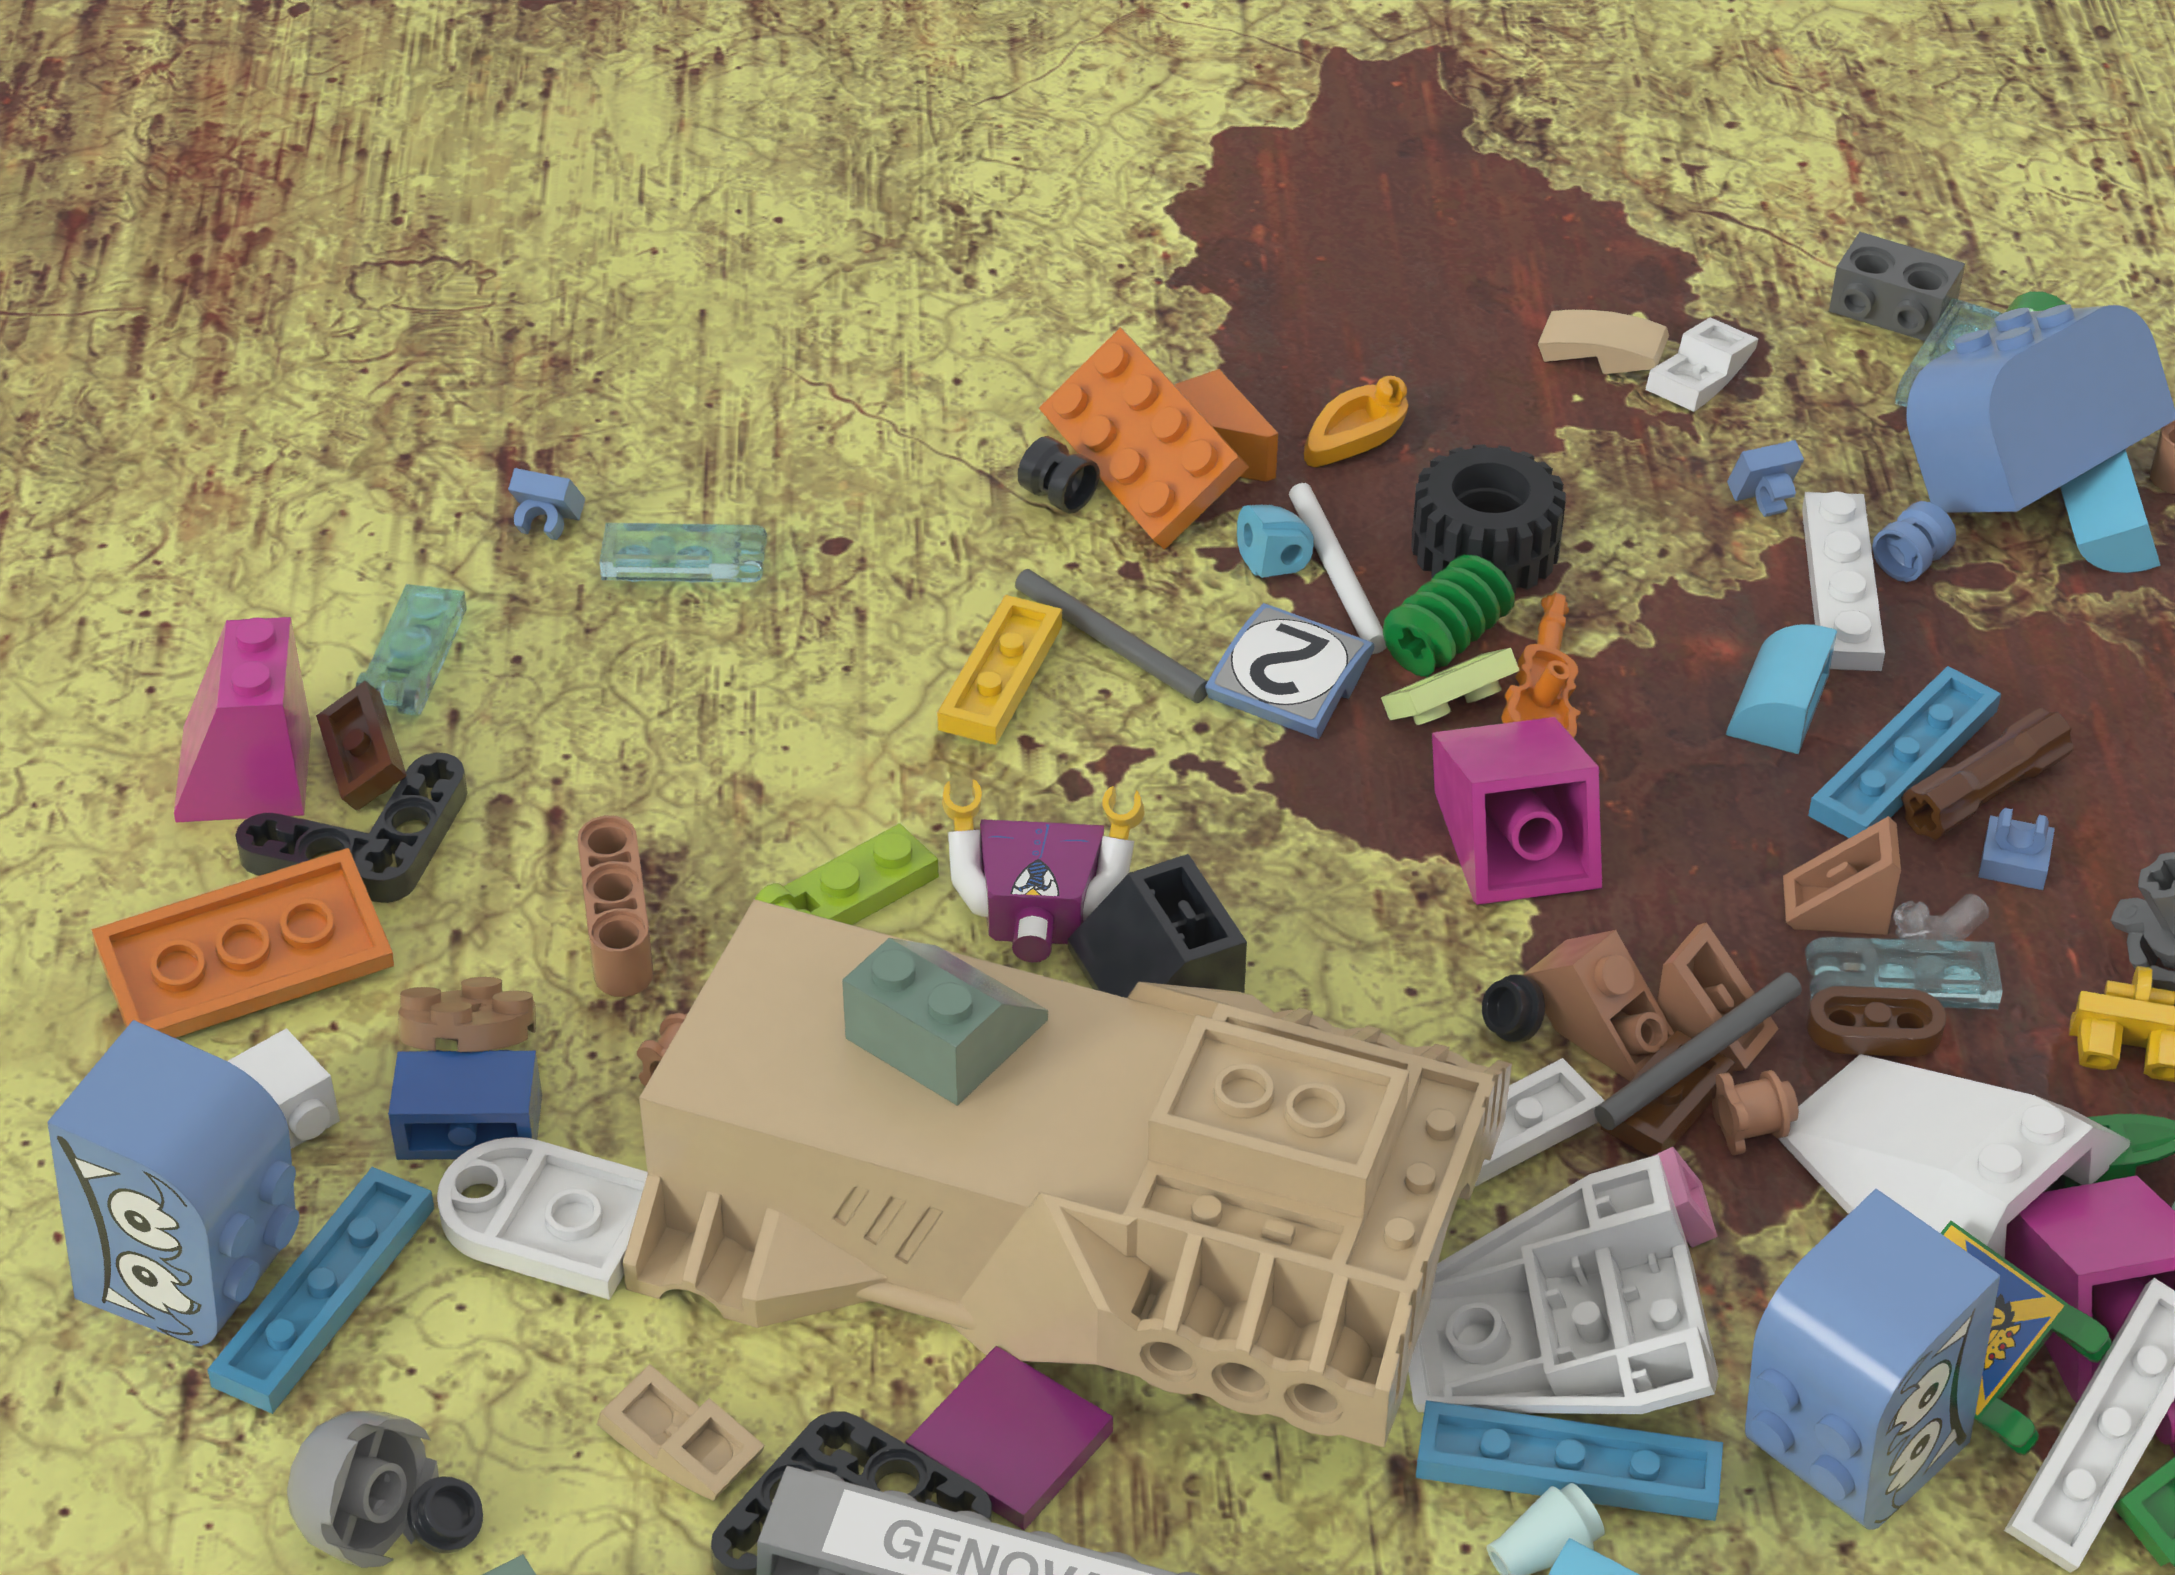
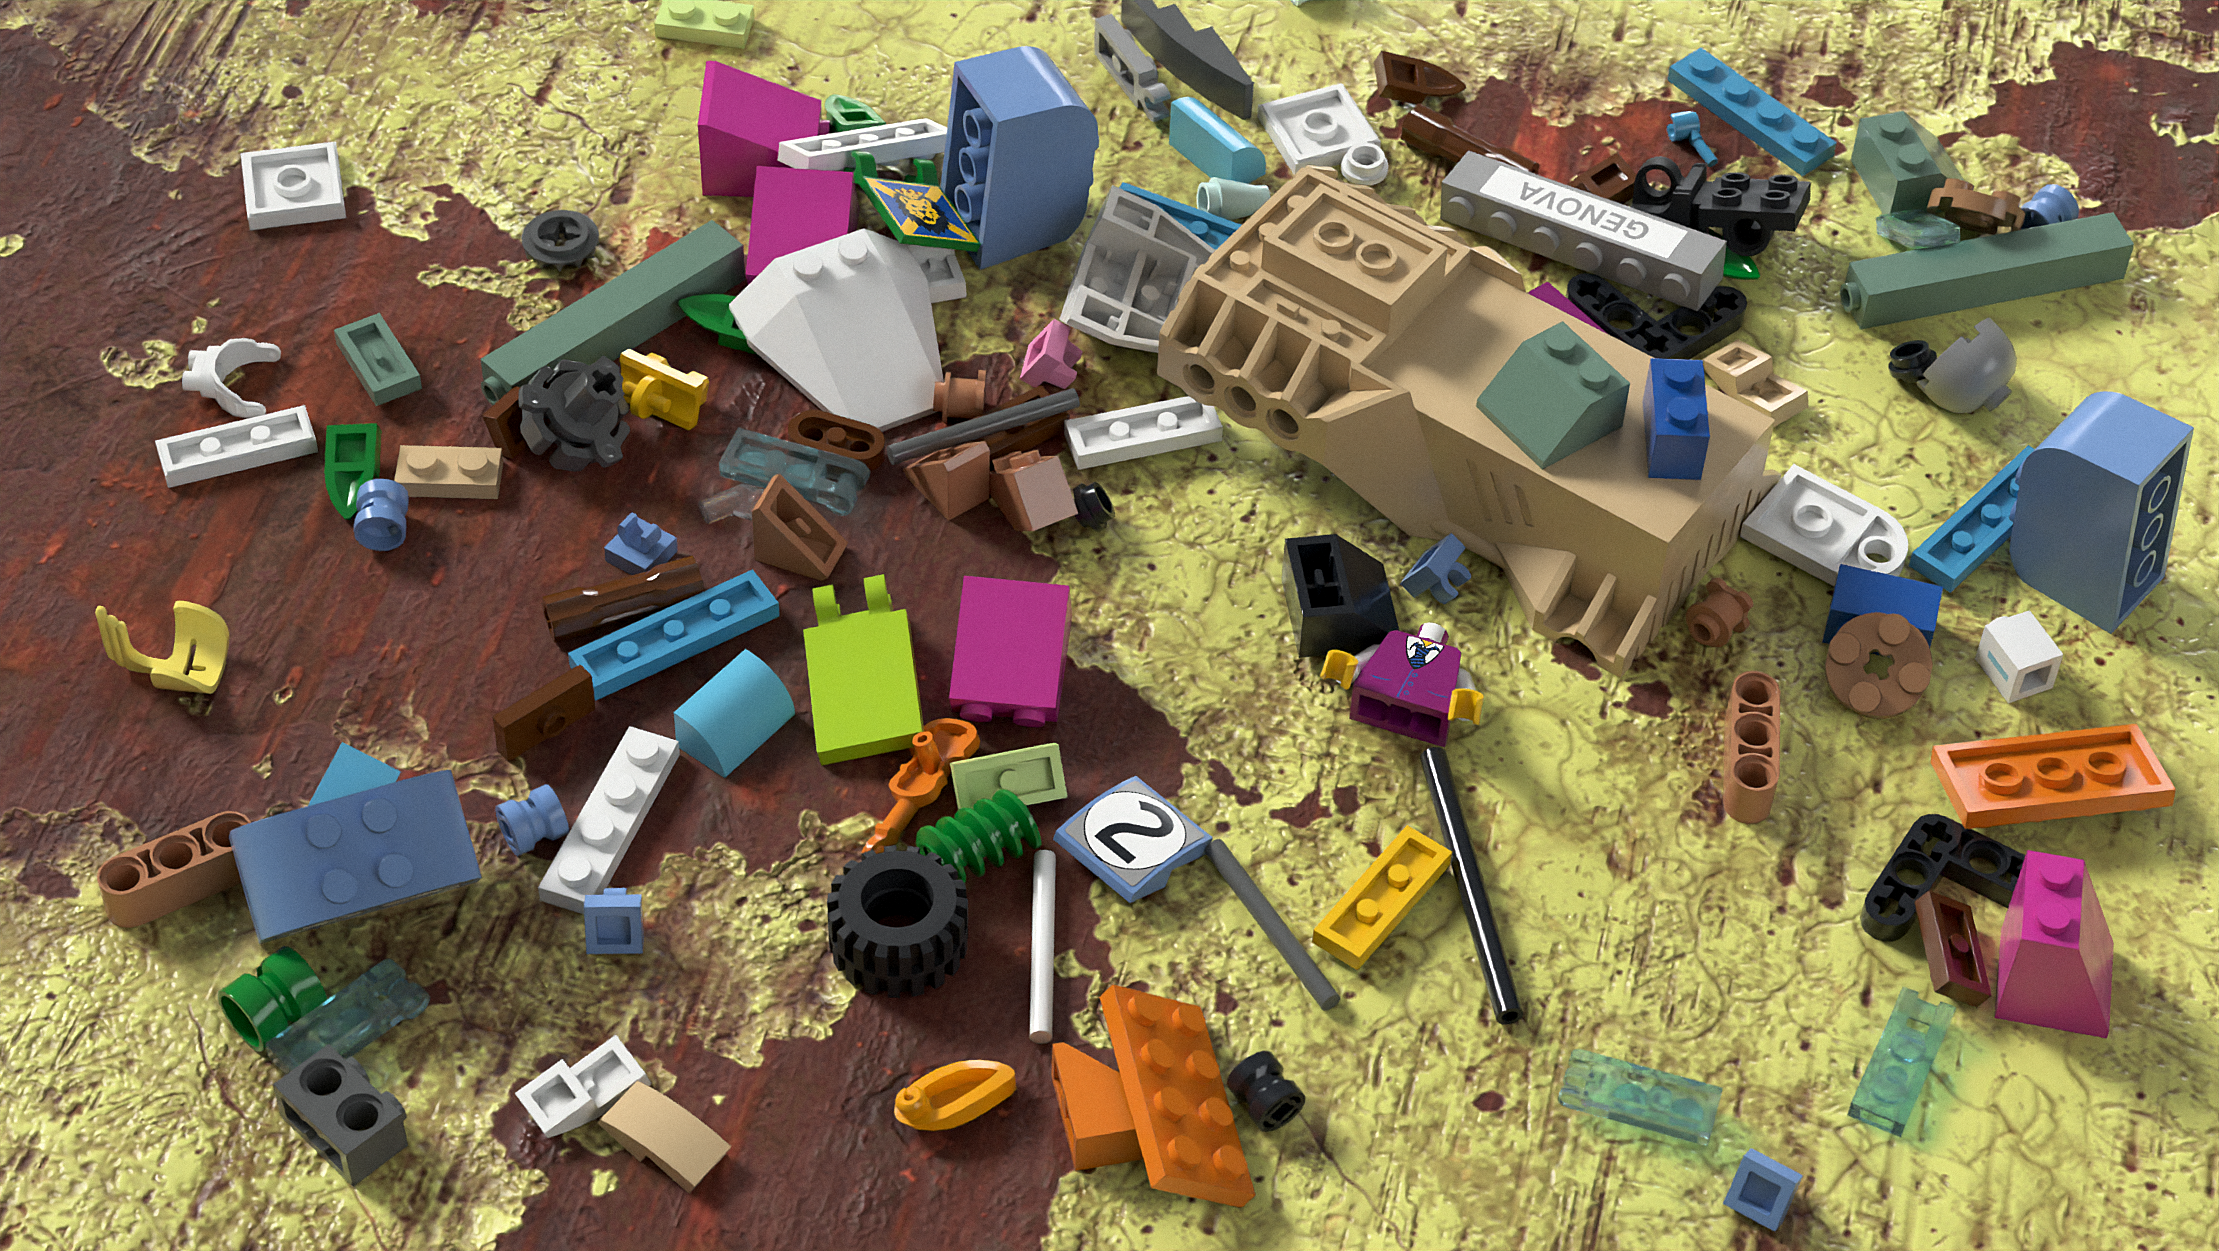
camera: 165 degrees left, 5 degrees up
(774, 1005) = (1675, 419): none -> blue brick
(859, 879) = (1560, 737): lime plate -> none
(903, 703) = (1471, 887): none -> black piece
(1273, 540) = (1090, 965): medium azure piece -> none
(1671, 760) = (862, 676): none -> lime tile
(1984, 632) = (544, 712): none -> reddish brown plate

